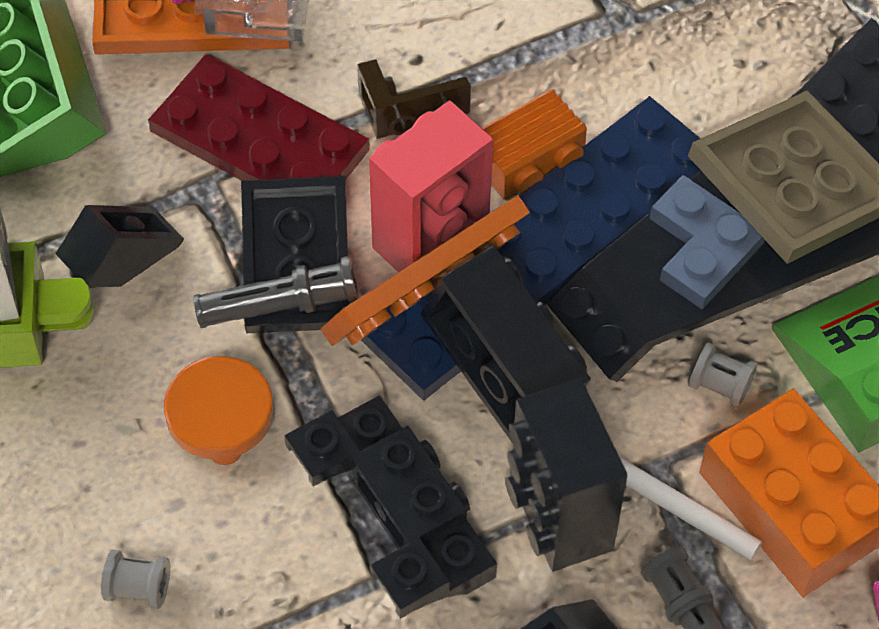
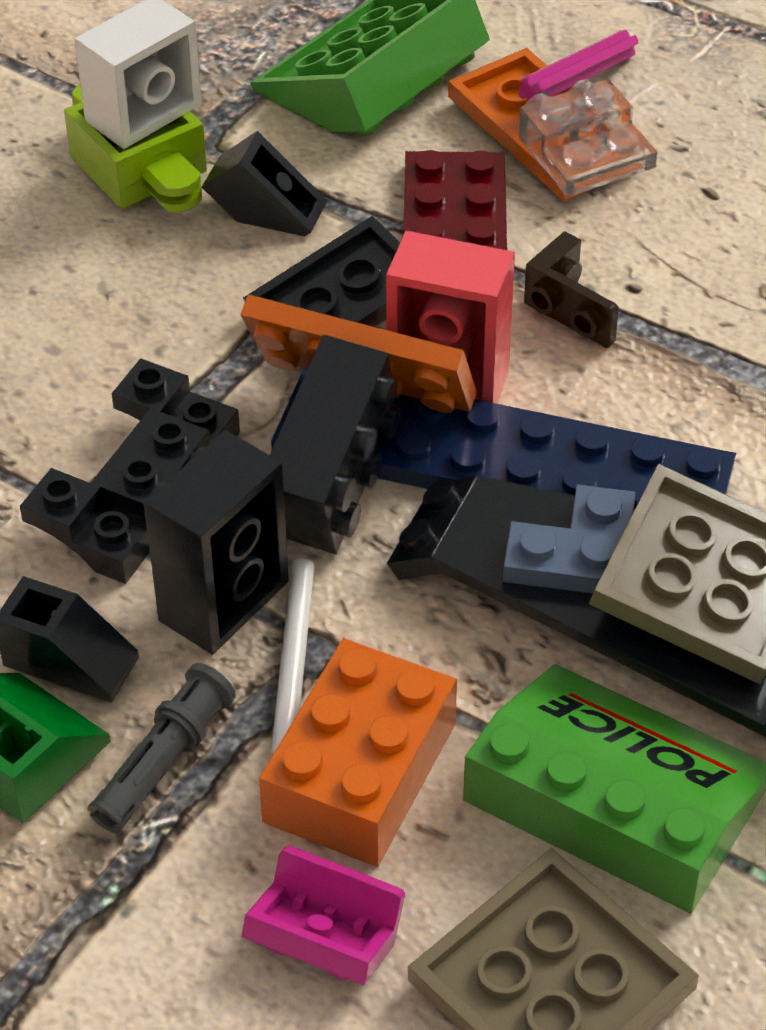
camera: 60 degrees right, 10 degrees down
(218, 408) = (154, 323): orange tile -> none
(302, 289) = (269, 284): dark grey pin -> none
(533, 143) = (595, 387): orange brick -> none
(723, 375) = (456, 641): light grey bush -> none

